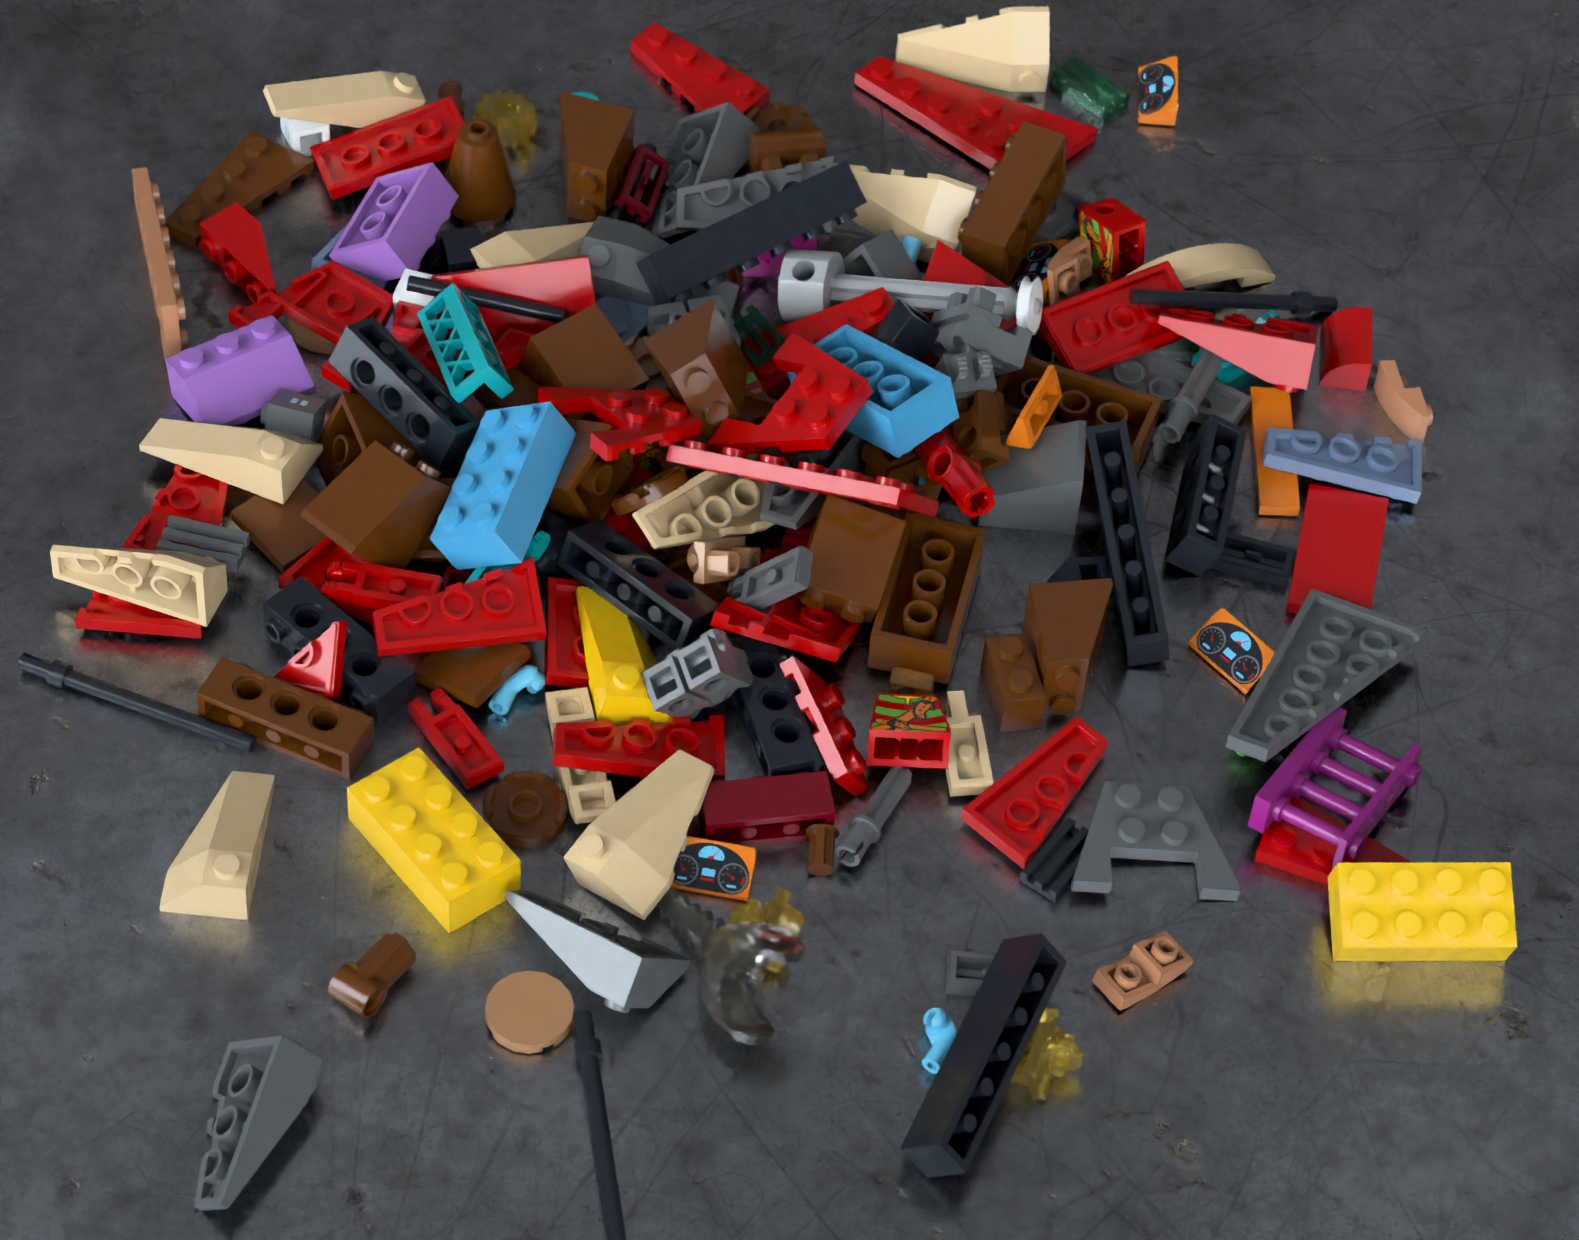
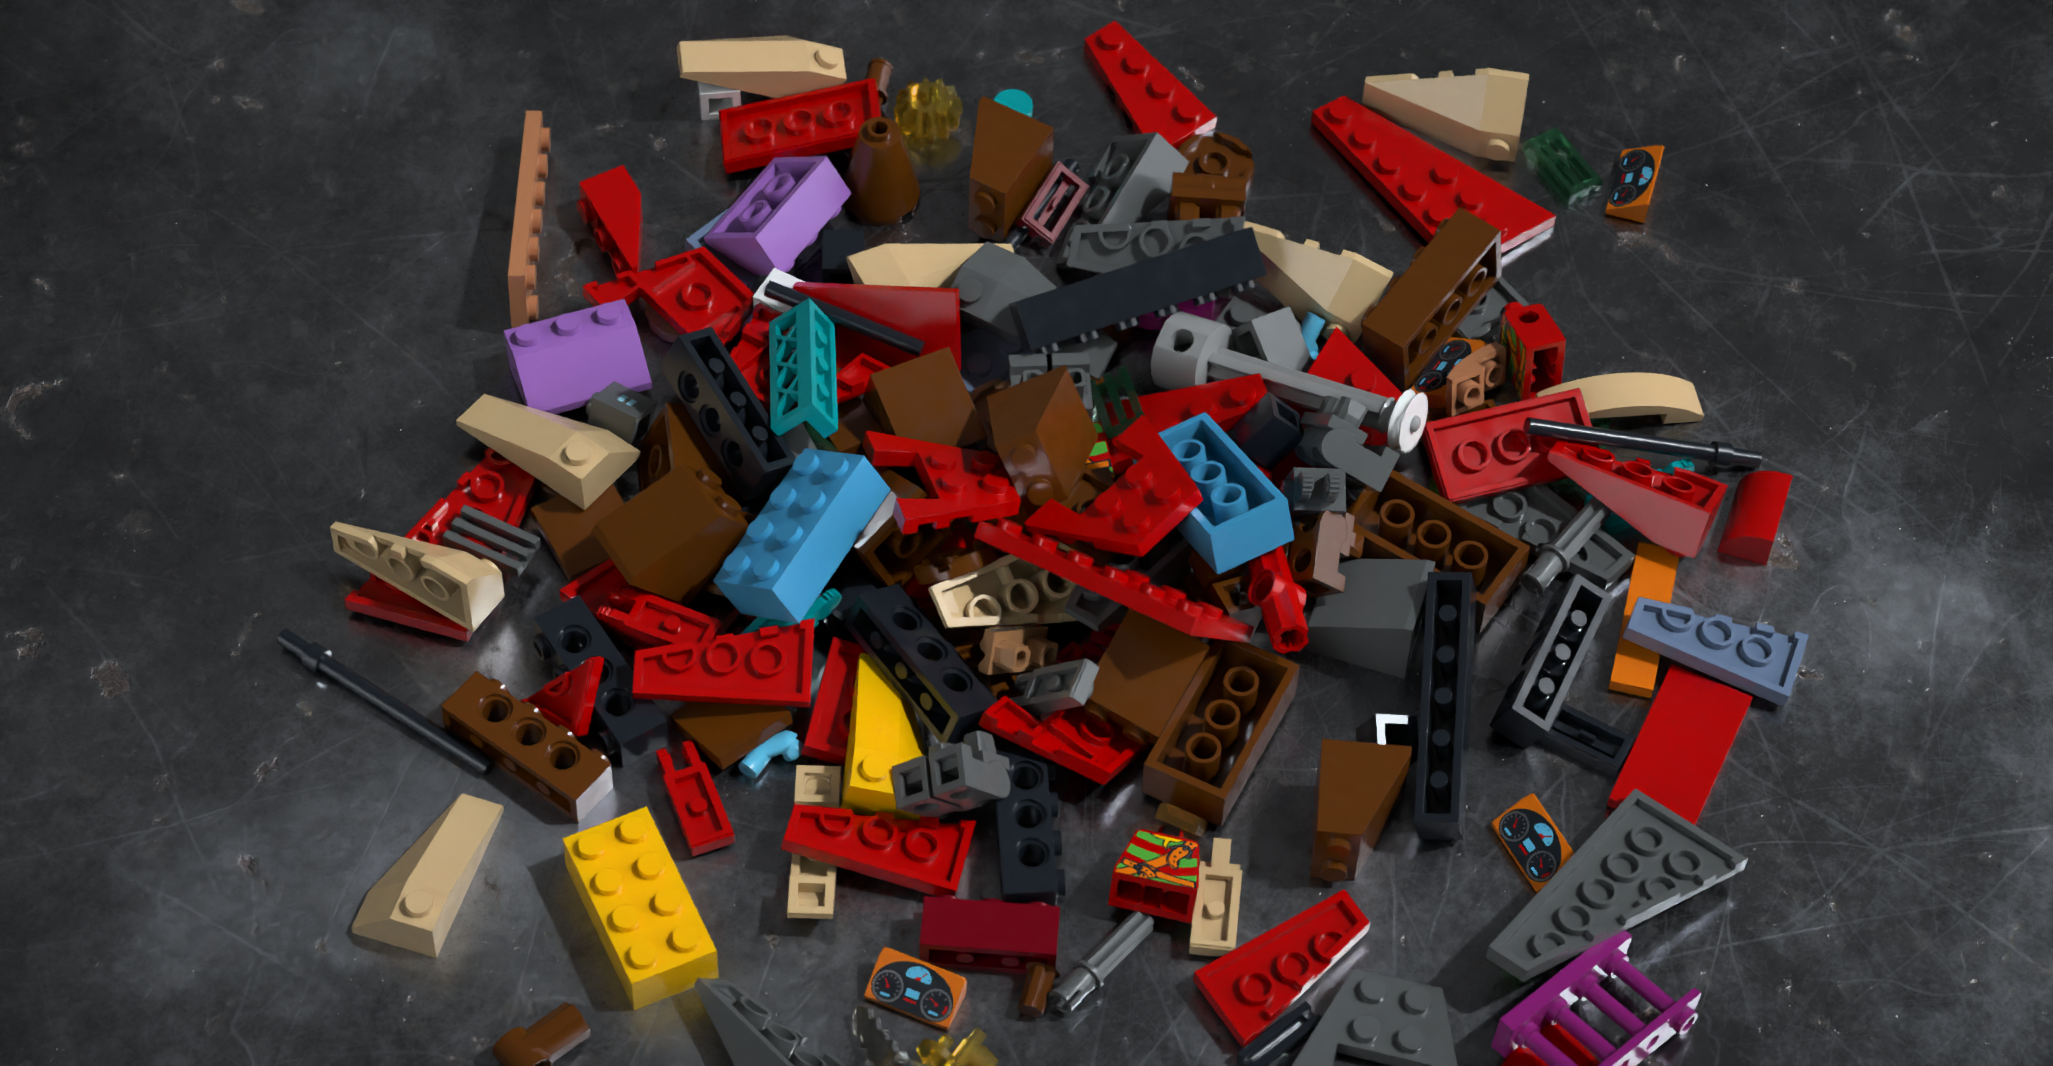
camera: 15 degrees right, 5 degrees up
(245, 176) = (637, 139): reddish brown wing -> none
(525, 809) = (745, 888): reddish brown tile -> none
(636, 842) = (844, 947): tan wedge -> none
(836, 733) = (1079, 836): red wing -> none
(1012, 682) = (1286, 839): reddish brown brick -> none
(1036, 411) = (1385, 541): orange slope -> none
(1402, 404) = (1798, 588): nougat slope -> none

